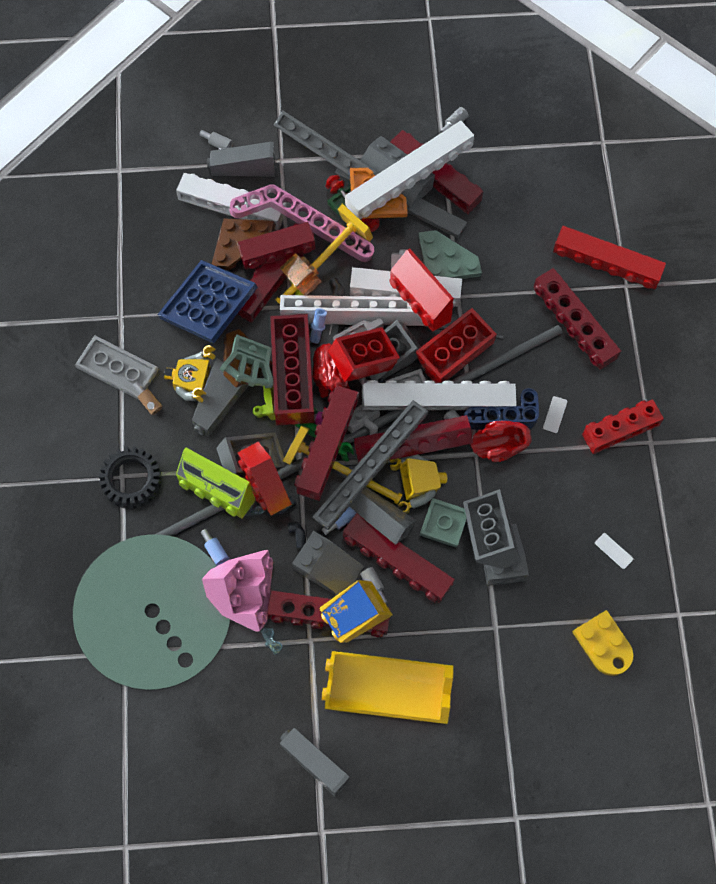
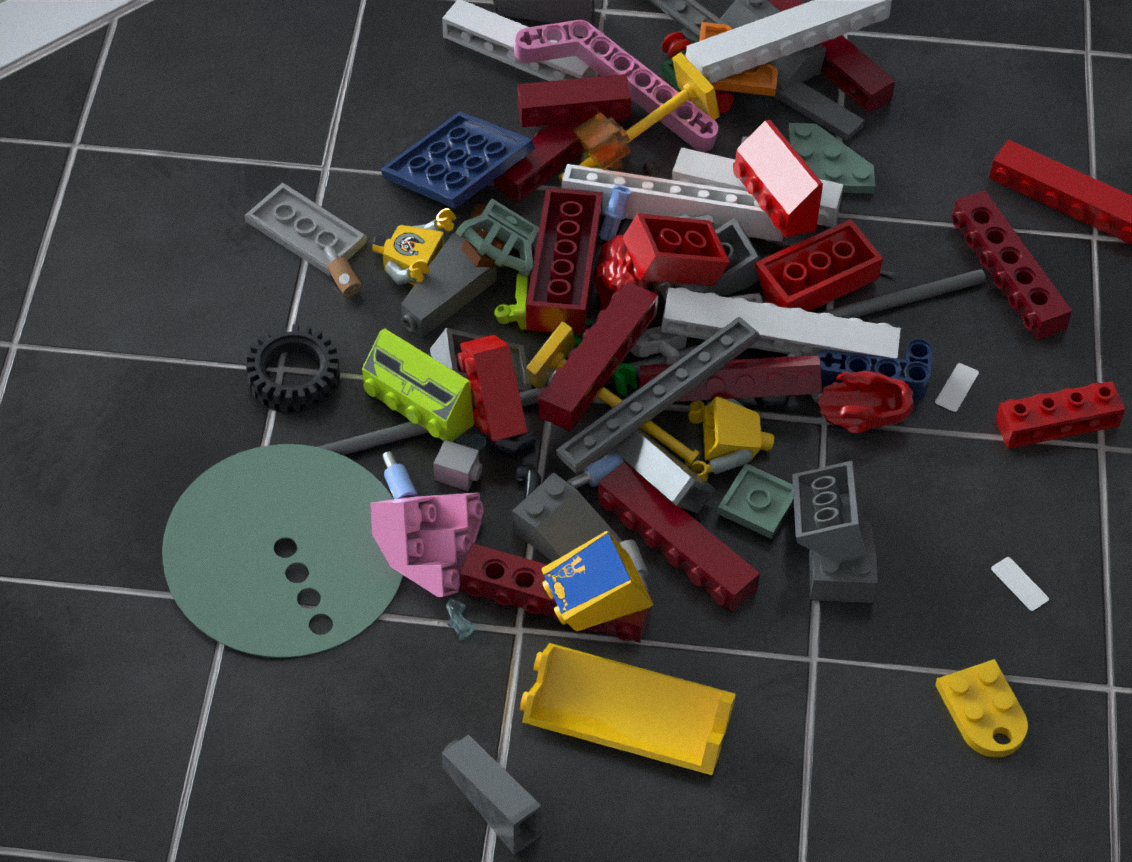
camera: 10 degrees right, 15 degrees down
(232, 232) = (501, 102): reddish brown plate -> none
(250, 531) = (457, 465): none -> light grey brick

